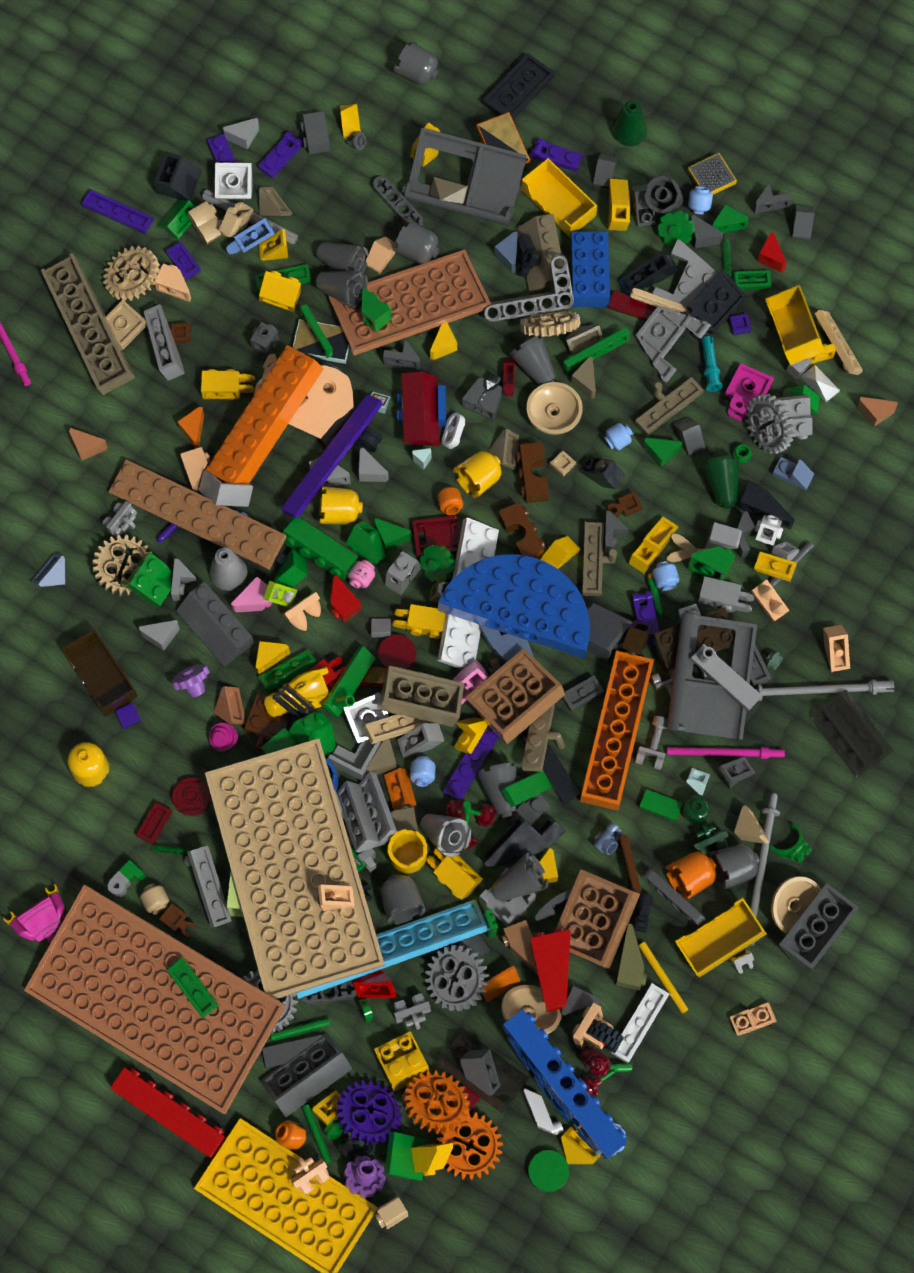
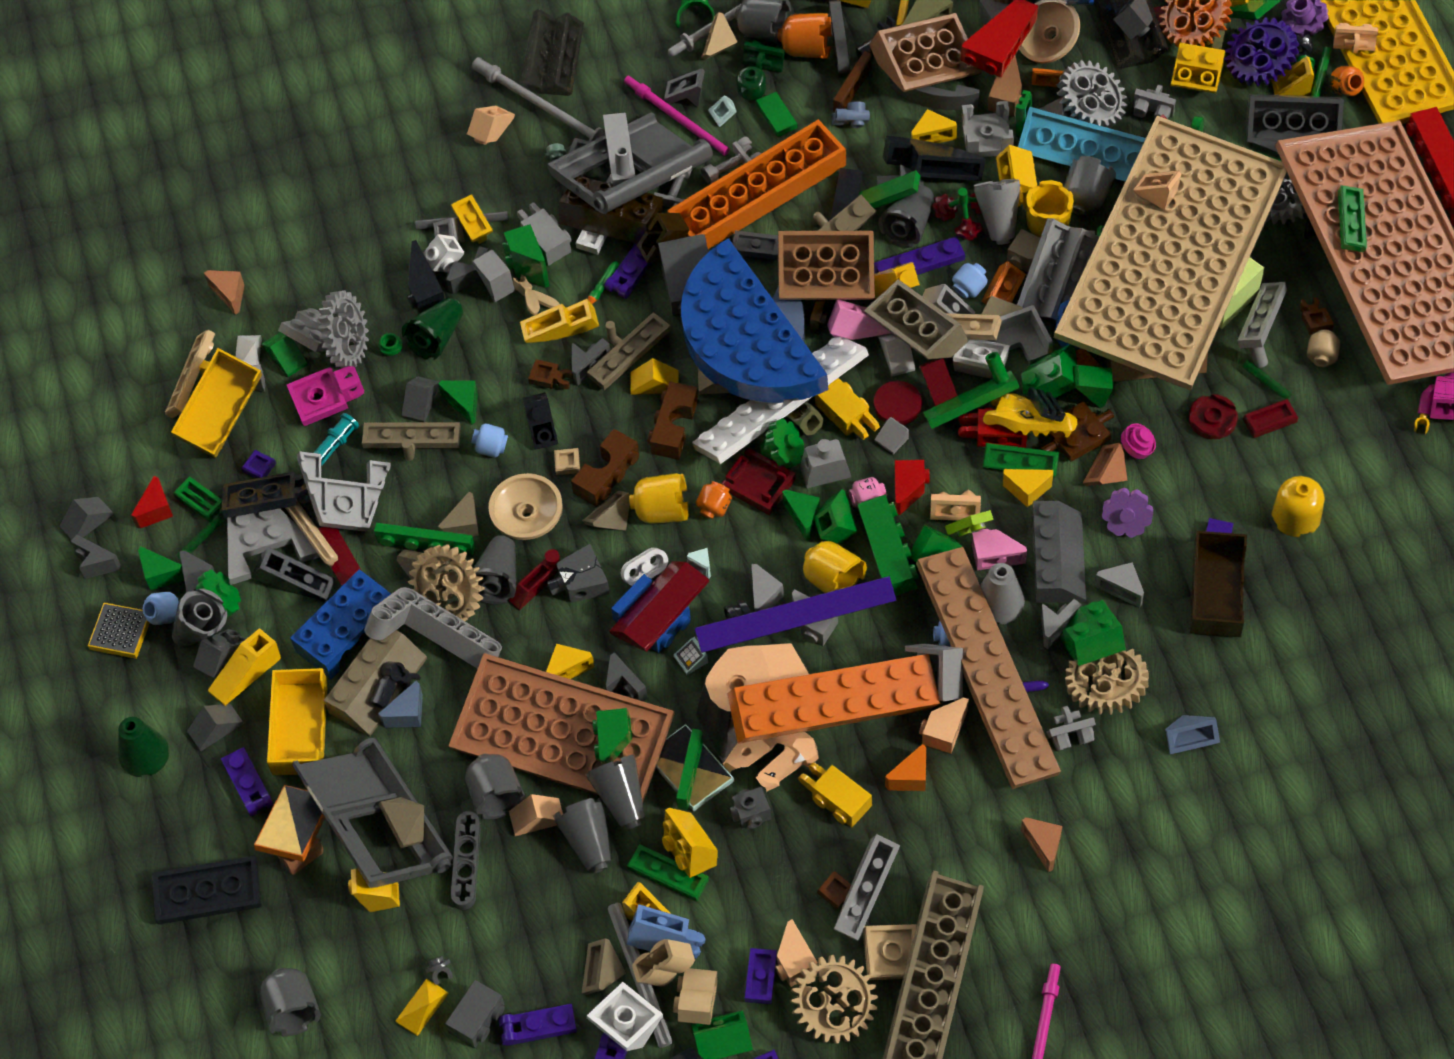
camera: 135 degrees left, 10 degrees down
(124, 878) = (1339, 384): leg -> none
(520, 879) = (967, 116): dark grey cone -> none
(665, 576) = (578, 284): light blue head -> none
(769, 600) = (506, 200): light nougat tile -> none
(793, 473) = (363, 289): sand blue slope -> none

